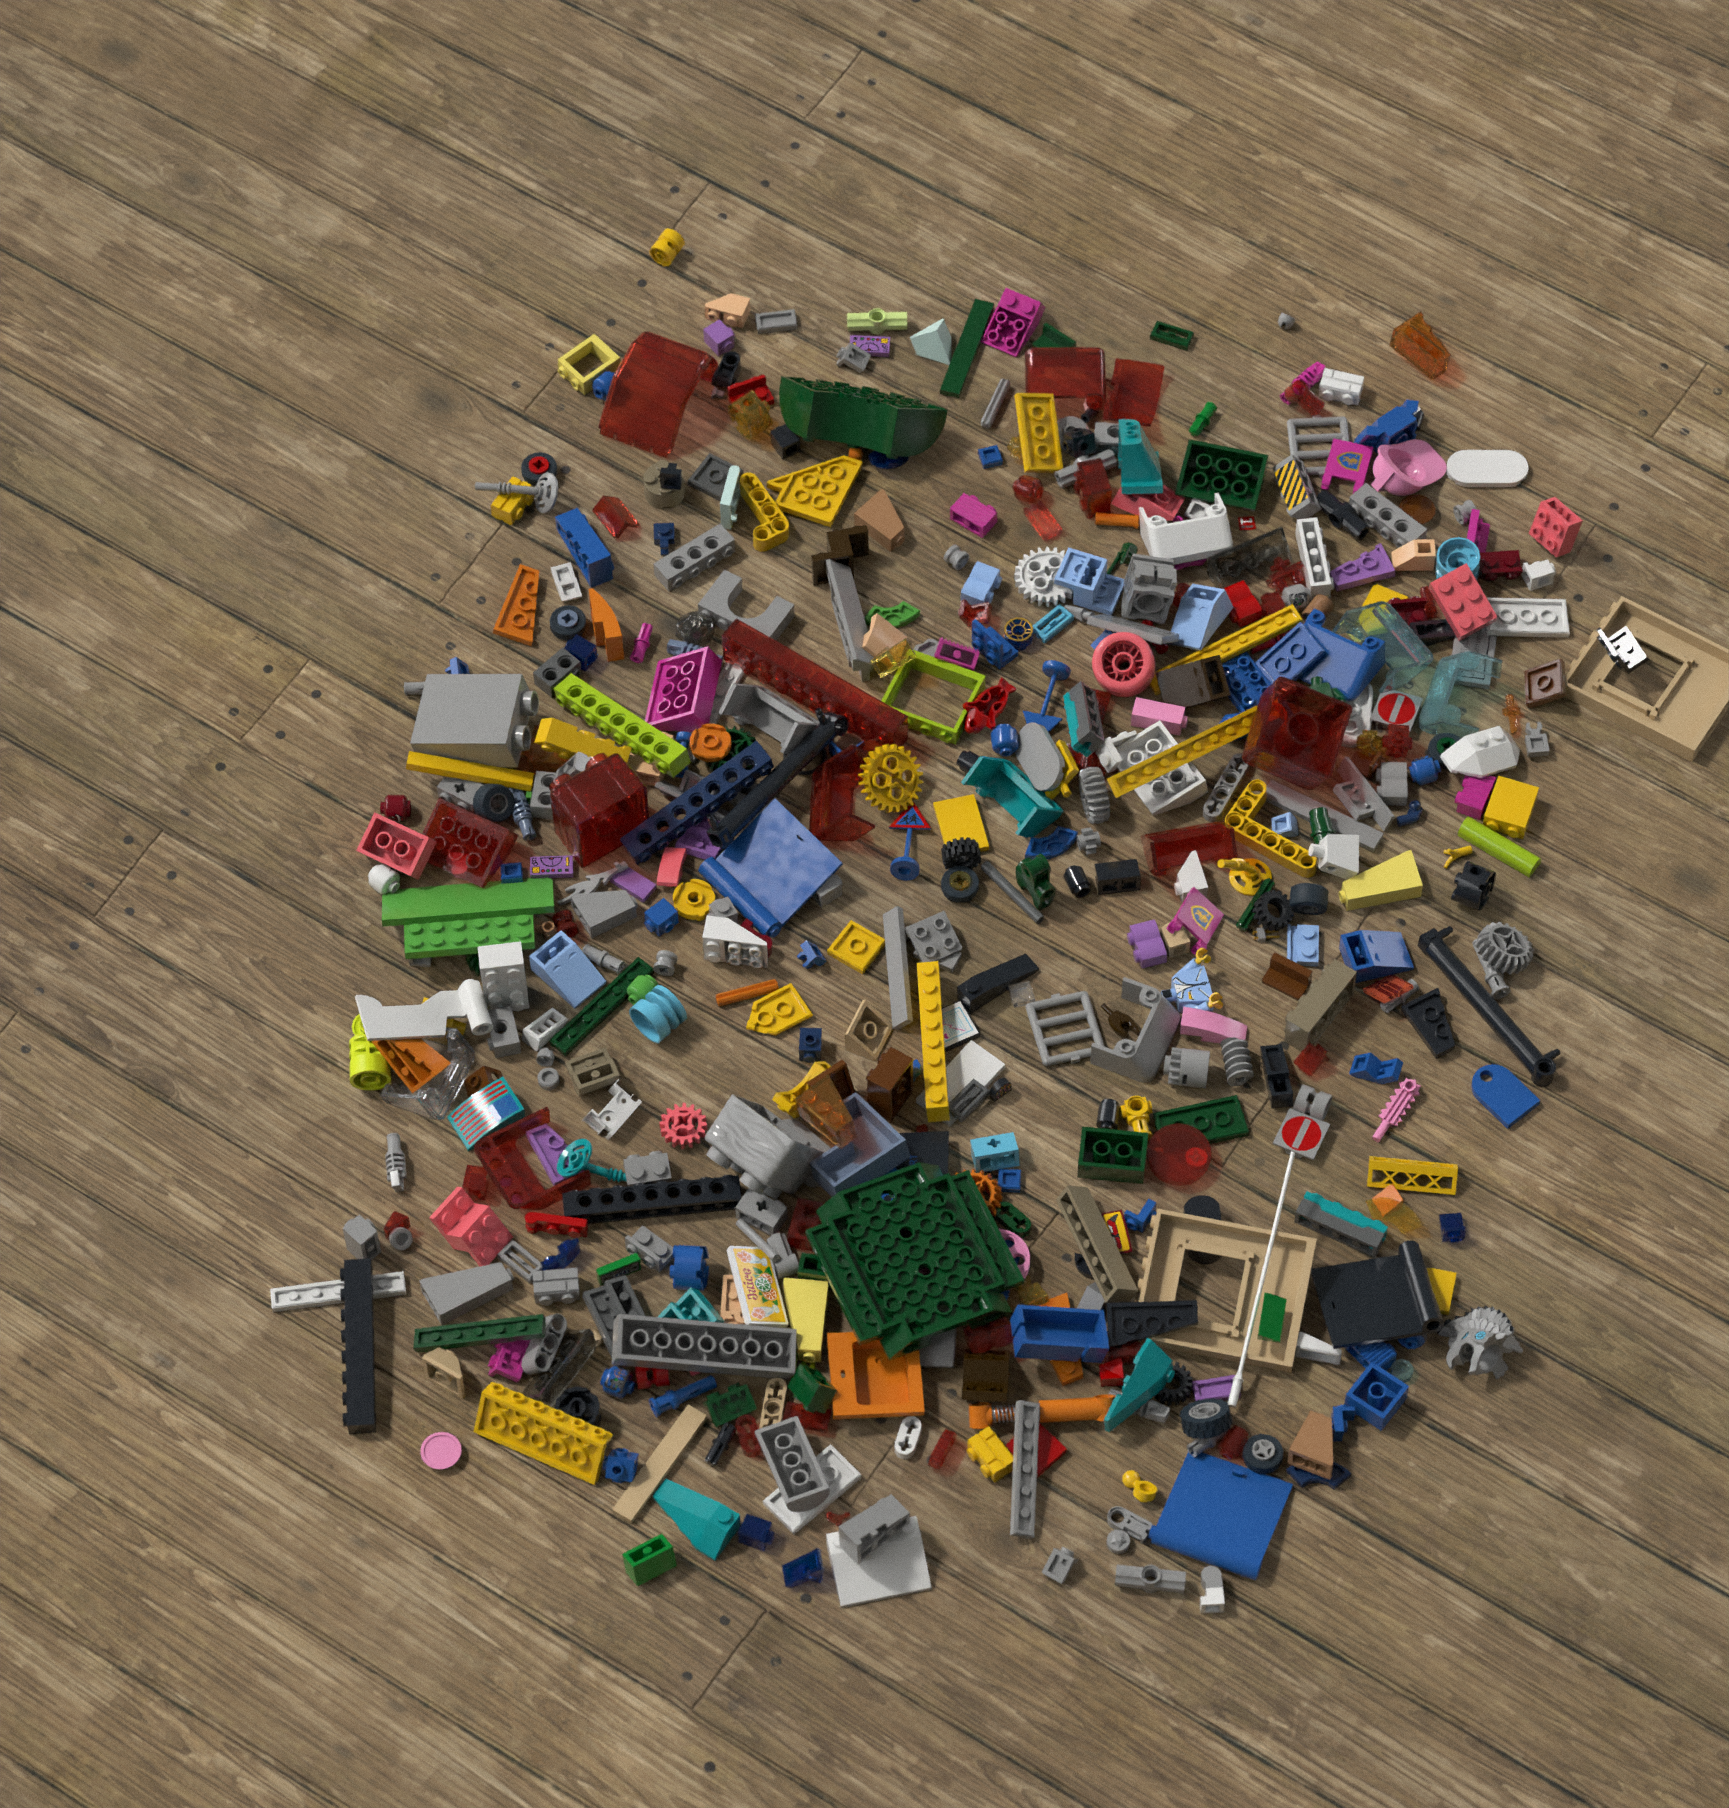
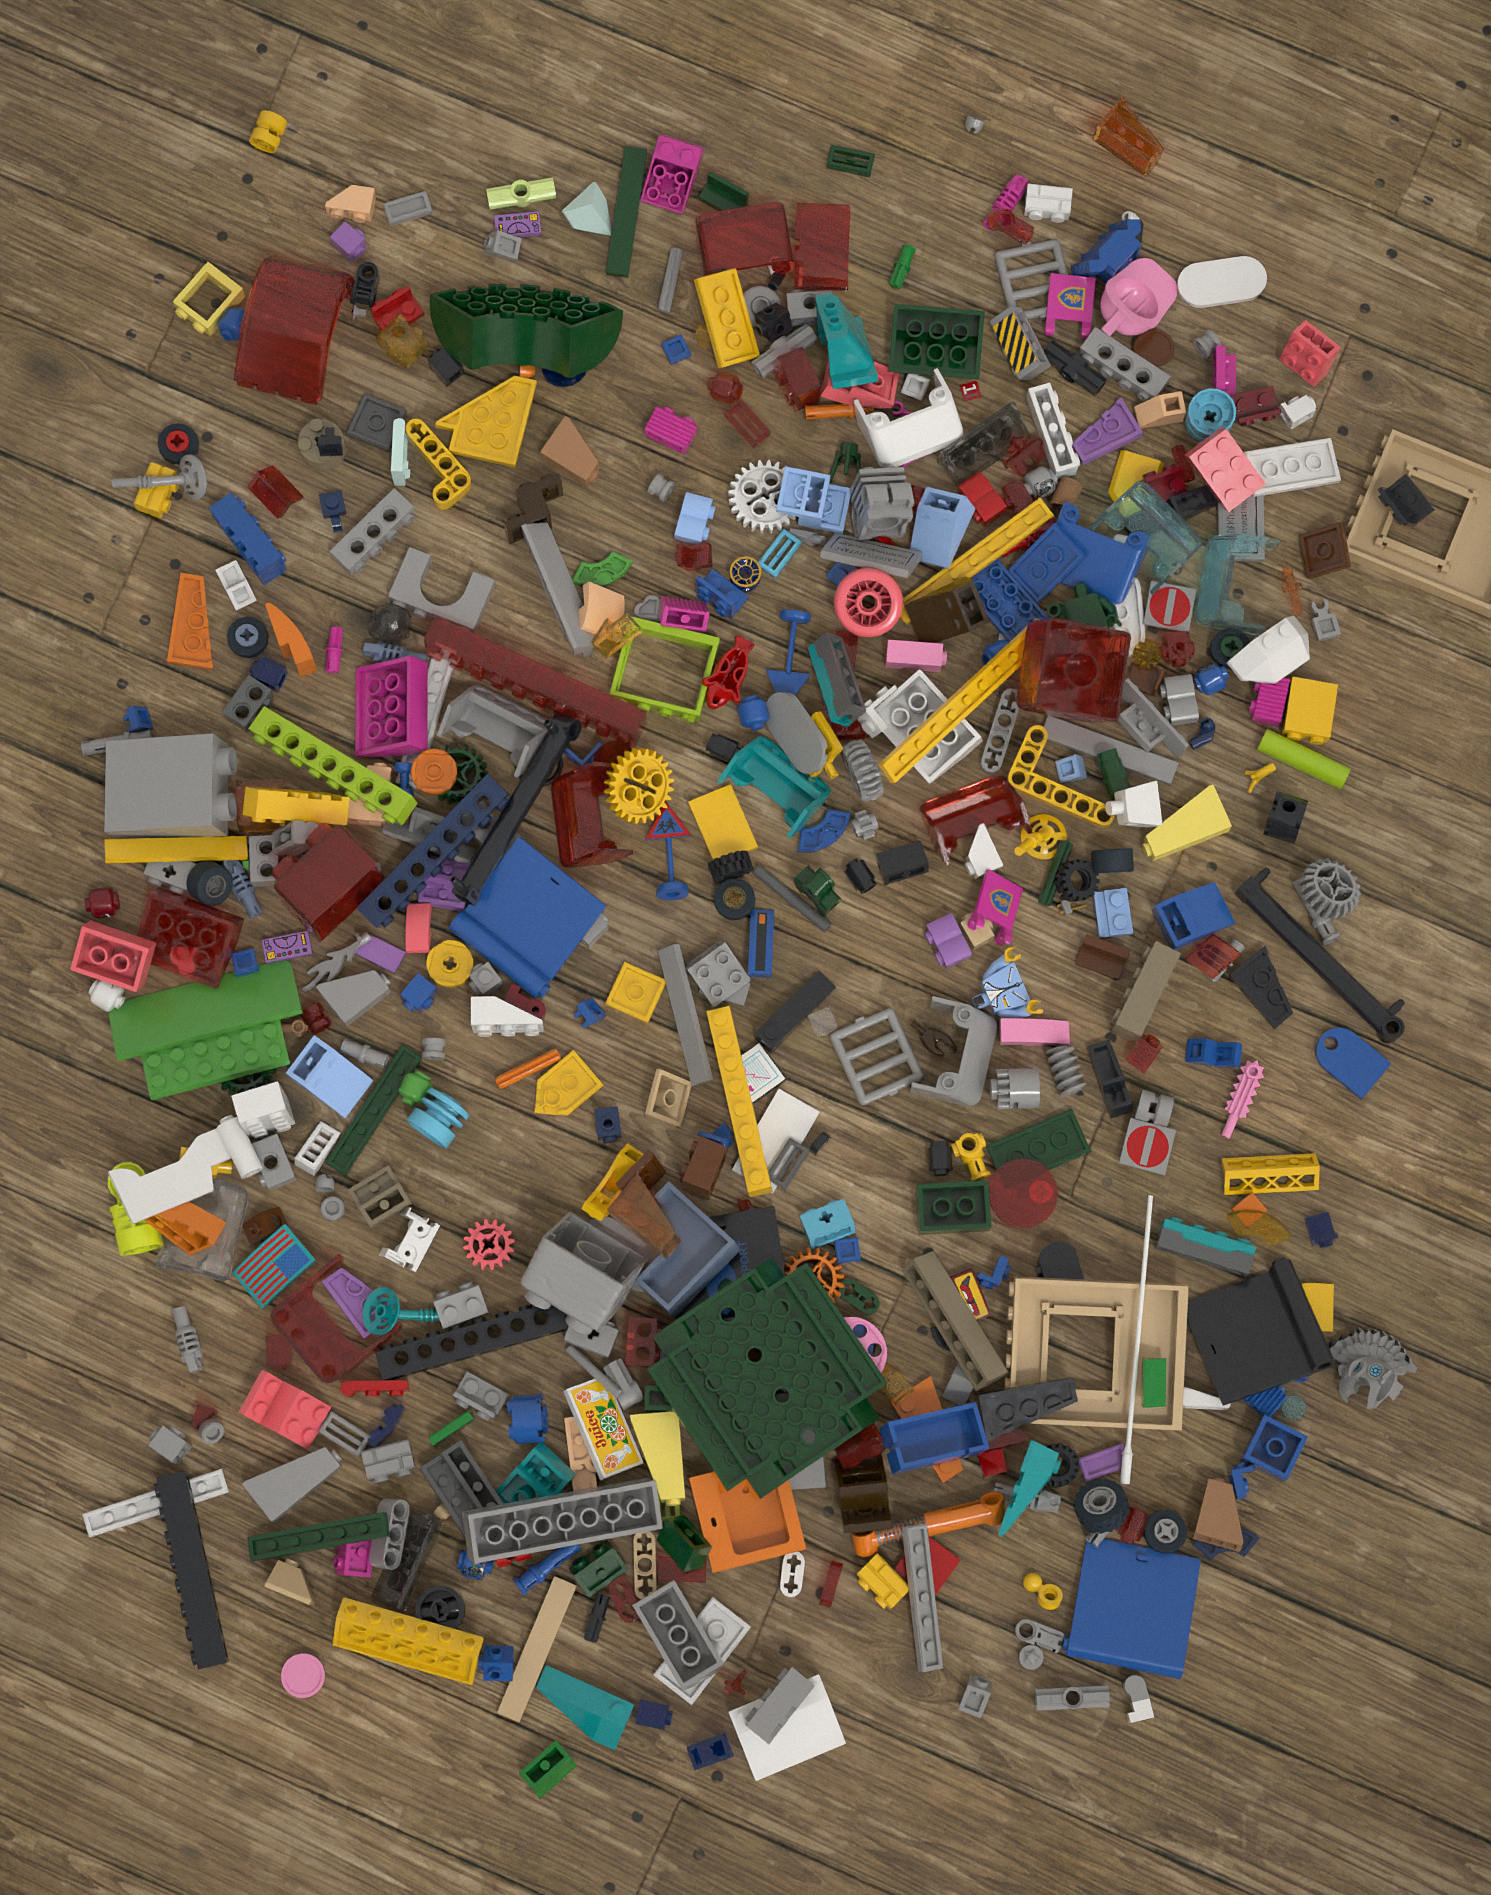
camera: 15 degrees left, 20 degrees up
(976, 923) = (761, 943): none -> blue slope

